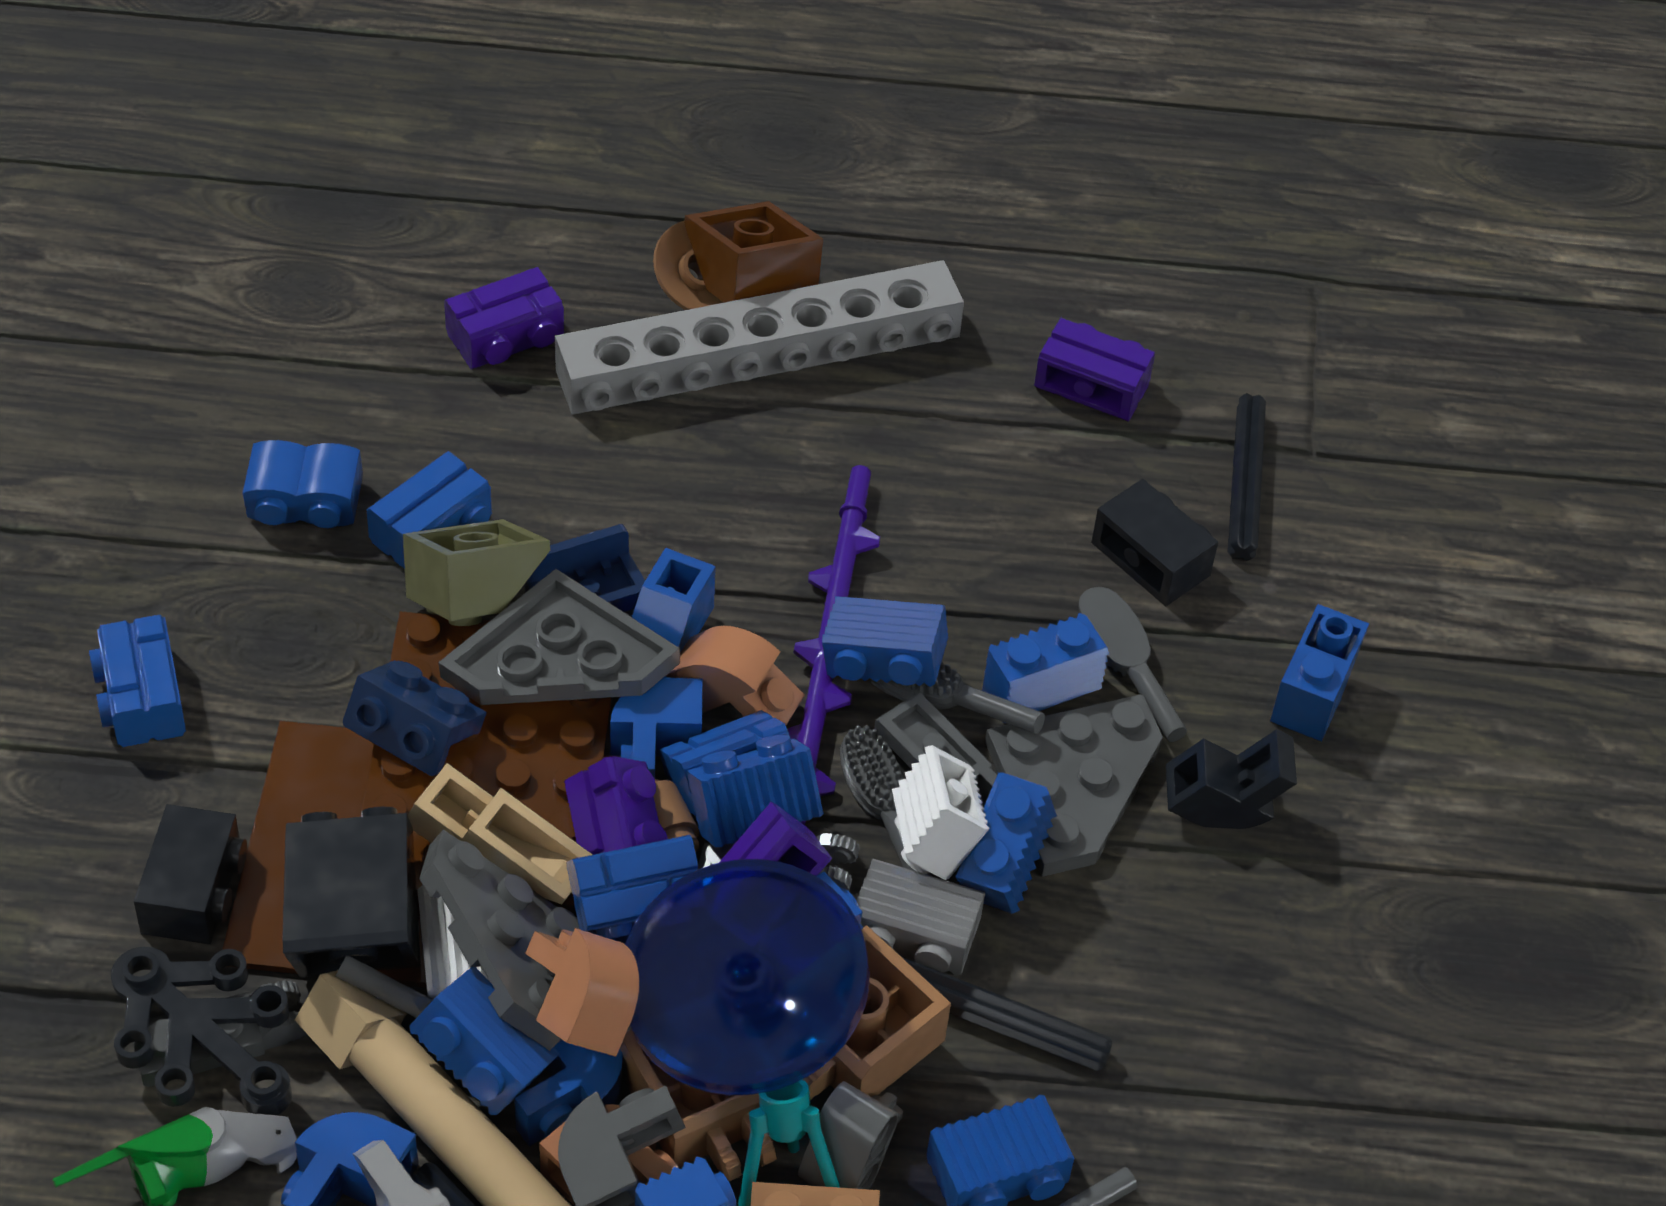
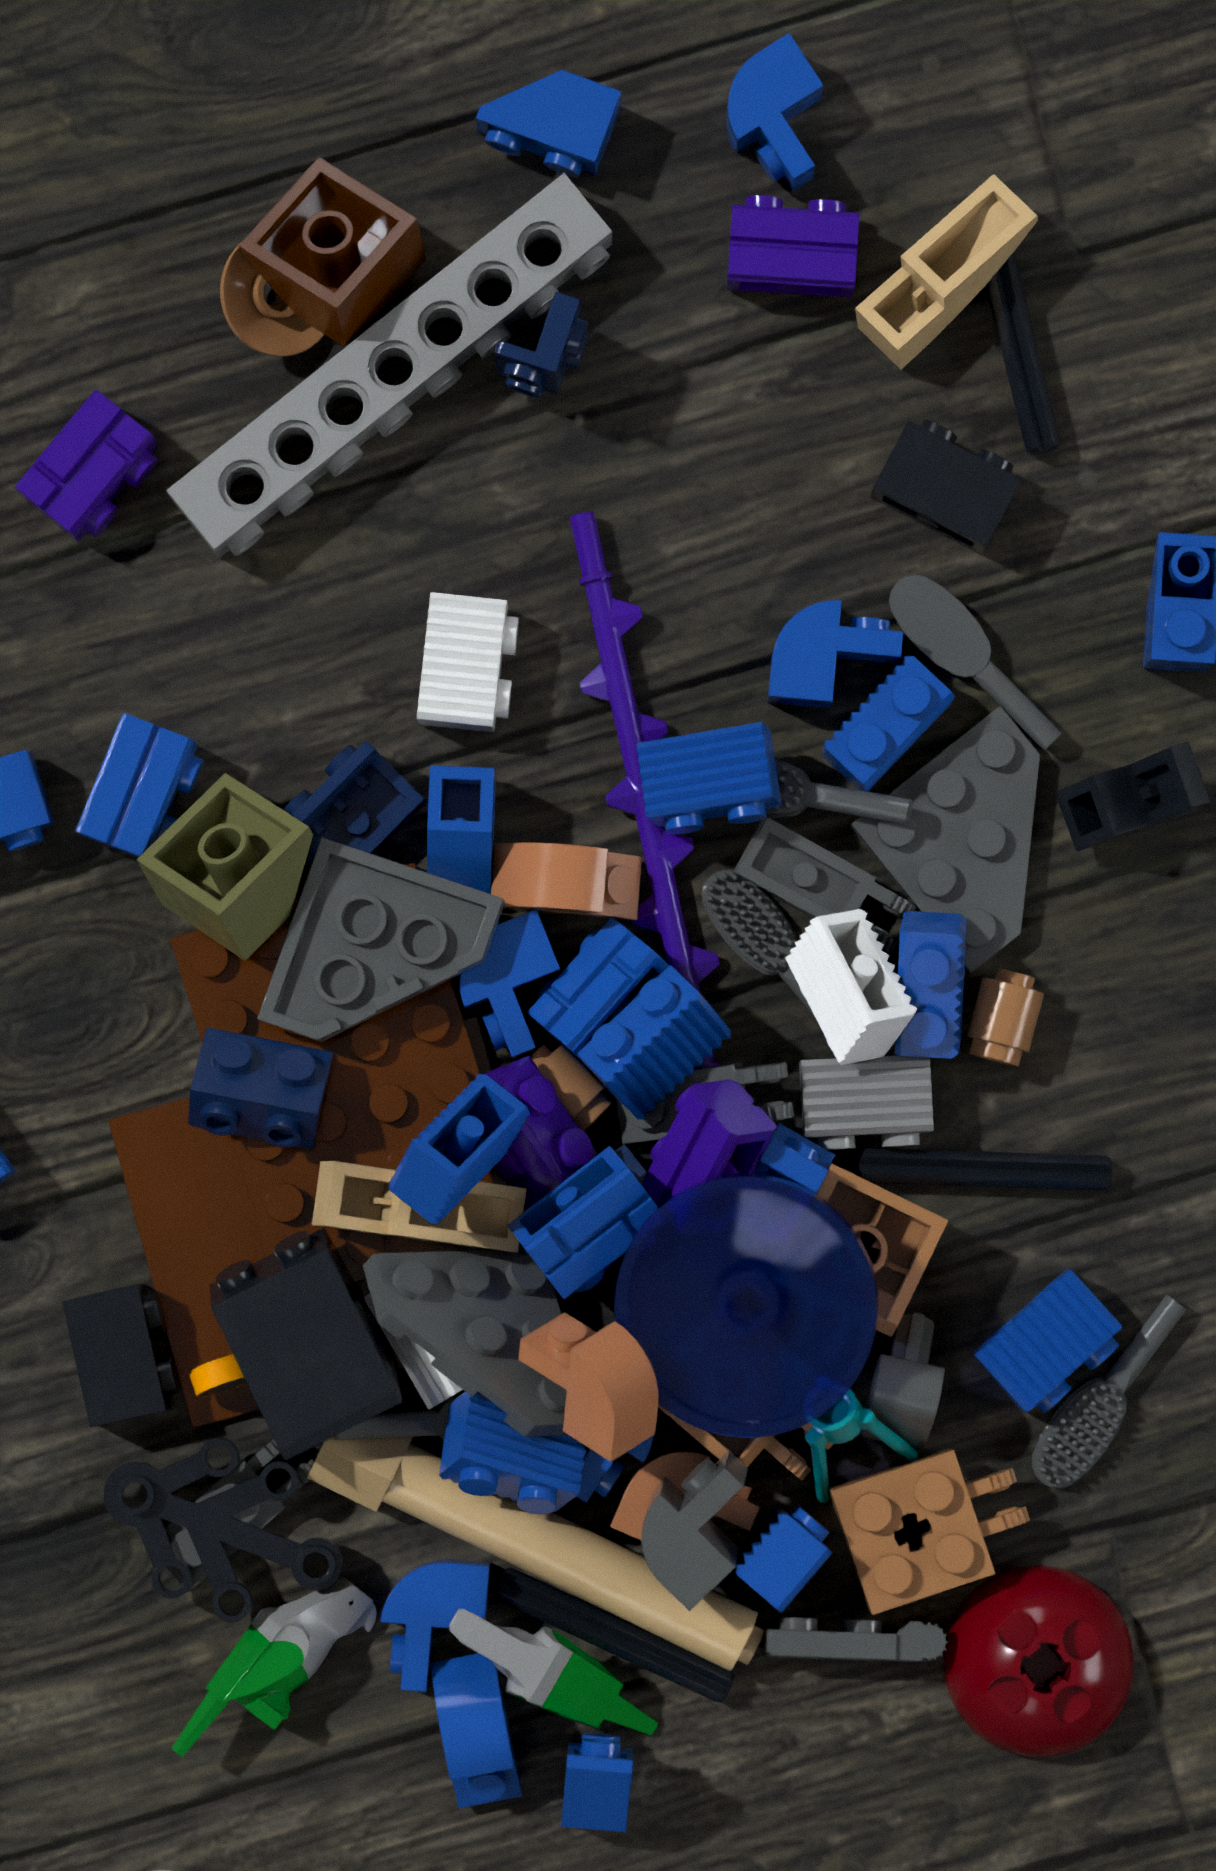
camera: 15 degrees left, 35 degrees up
(261, 915) = (217, 1376): none -> light orange tile
(554, 775) = (458, 1148): none -> blue brick
(727, 519) = (465, 661): none -> white brick
(880, 351) = (559, 347): none -> dark blue bracket
(958, 235) = (555, 118): none -> blue slope
(1007, 602) = (808, 650): none -> blue brick
(1060, 903) = (1004, 1017): none -> medium nougat brick
(1114, 284) = (761, 100): none -> blue brick
(1204, 413) = (945, 271): none -> tan slope

